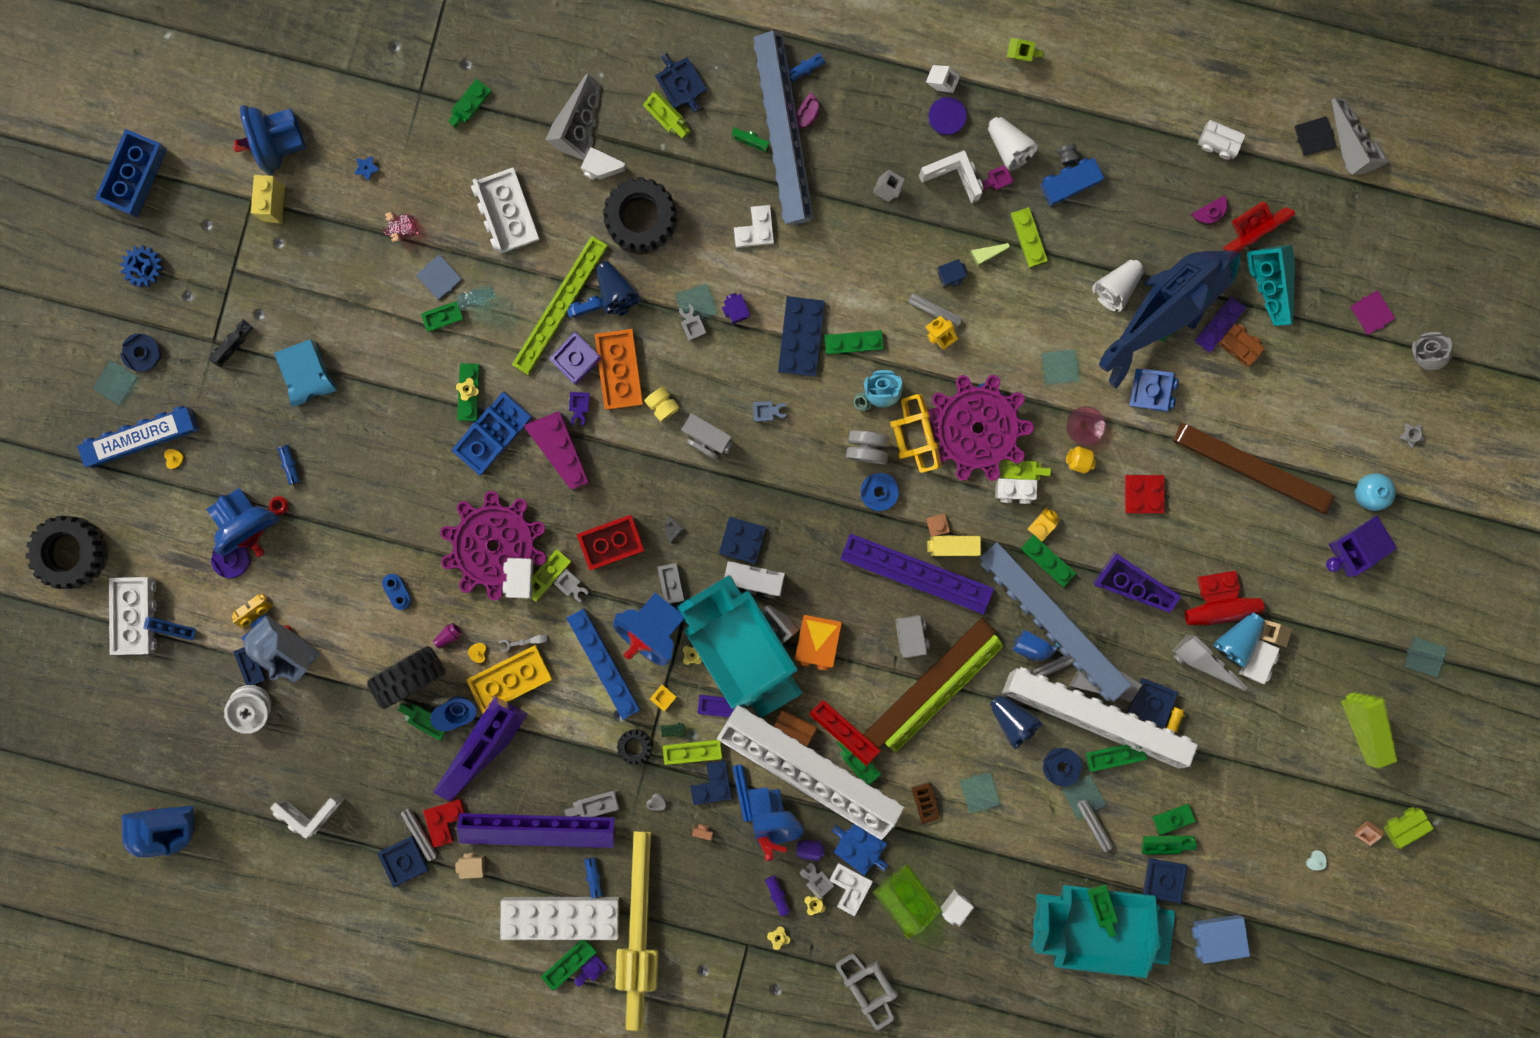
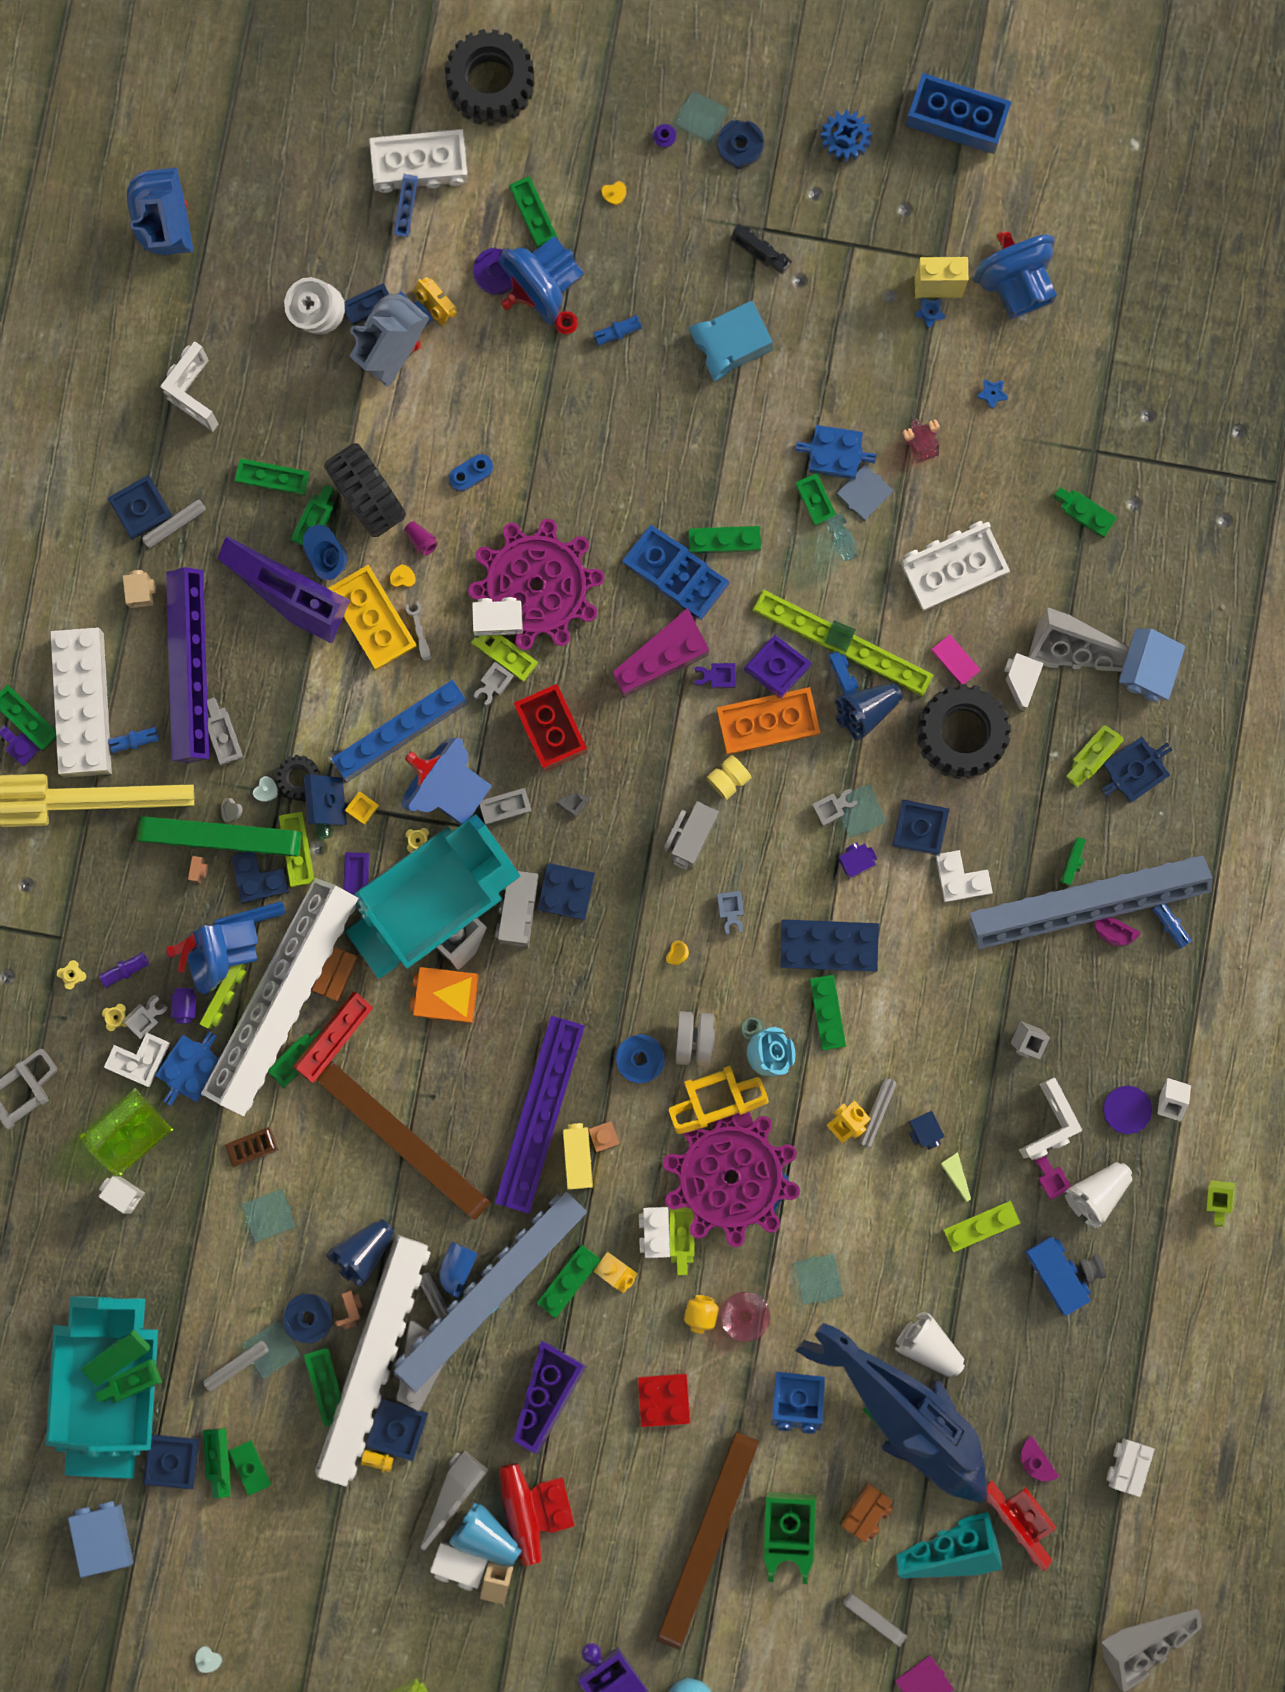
camera: 80 degrees right, 5 degrees down
(134, 414) = (664, 142): none -> dark purple plate
(137, 437) = (636, 149): blue brick -> none
(183, 526) = (532, 211): none -> green tile
(290, 207) = (930, 305): none -> blue plate
(387, 752) = (272, 477): none -> green plate
(404, 297) = (835, 452): none -> blue plate
(438, 819) = (192, 545): red plate -> none
(465, 395) = (725, 544): light yellow plate -> none
(555, 306) = (840, 636): none -> clear green tile
(581, 217) = (955, 660): none -> dark pink tile
(598, 62) = (1151, 664): none -> medium blue brick
(642, 773) = (266, 790): none -> light aqua piece
(655, 726) = (325, 800): none -> dark blue plate
(677, 813) = (219, 836): none -> green beam
(713, 256) = (921, 827): none -> dark blue plate
(798, 455) = (678, 953): none -> yellow piece
(805, 817) = (223, 996): none -> lime plate
(911, 636) = (460, 1111): light grey brick -> none
(944, 693) = (390, 1160): lime tile -> none
(1054, 730) = (353, 1305): none -> nougat bracket
(1084, 919) = (115, 1357): none -> green tile
(1220, 324) = (891, 1483): dark purple plate -> none
(1259, 404) = (789, 1542): none -> green brick
(1314, 136) = (1148, 1592): black piece -> none
(1321, 346) = (874, 1619): none -> light grey beam

